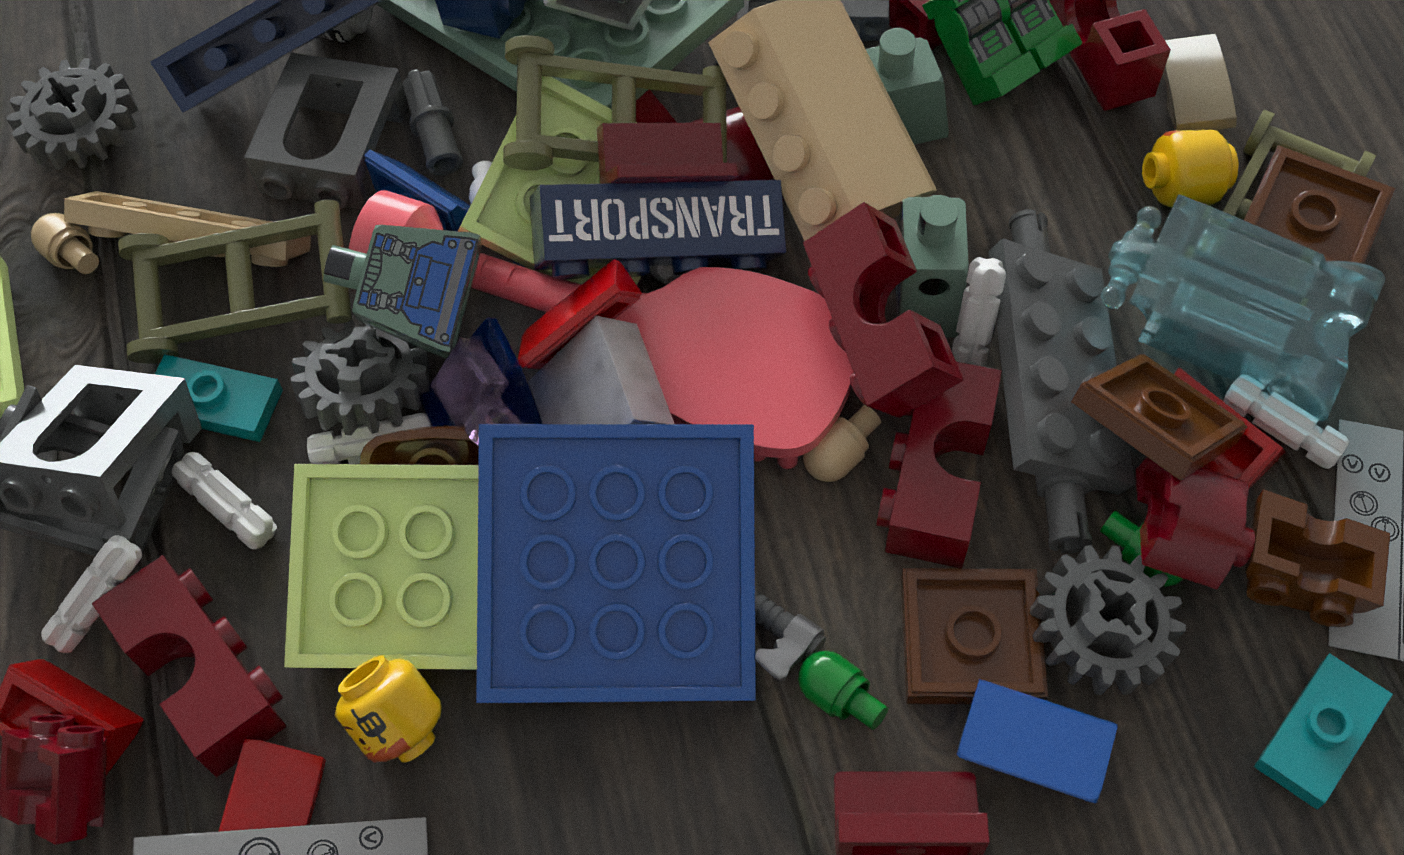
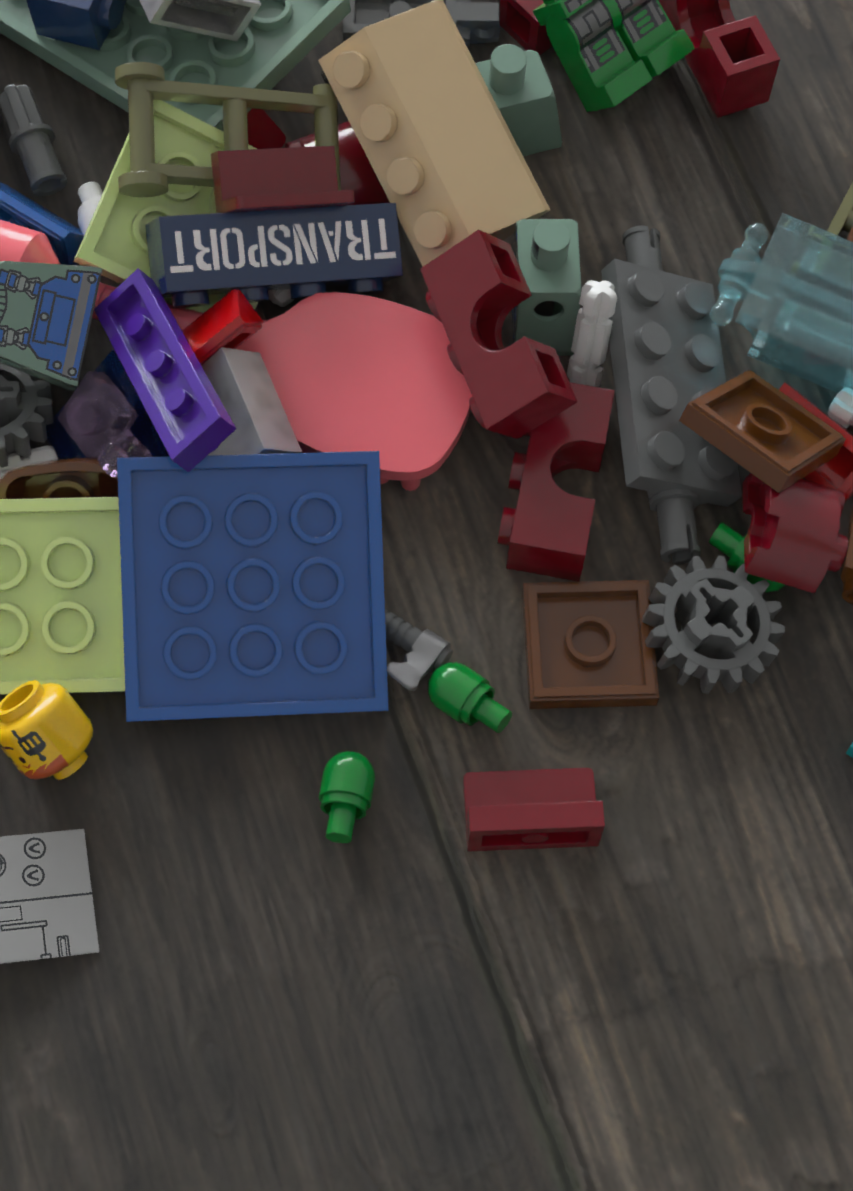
camera: 10 degrees left, 5 degrees up
(536, 340) = (164, 371): none -> dark purple plate
(706, 790) = (346, 793): none -> green cylinder
(842, 446) = (463, 467): tan cylinder -> none
(1037, 741) = (648, 736): blue slope -> none
(1192, 165) = (800, 179): yellow head -> none
(1198, 85) = (809, 90): dark tan slope -> none

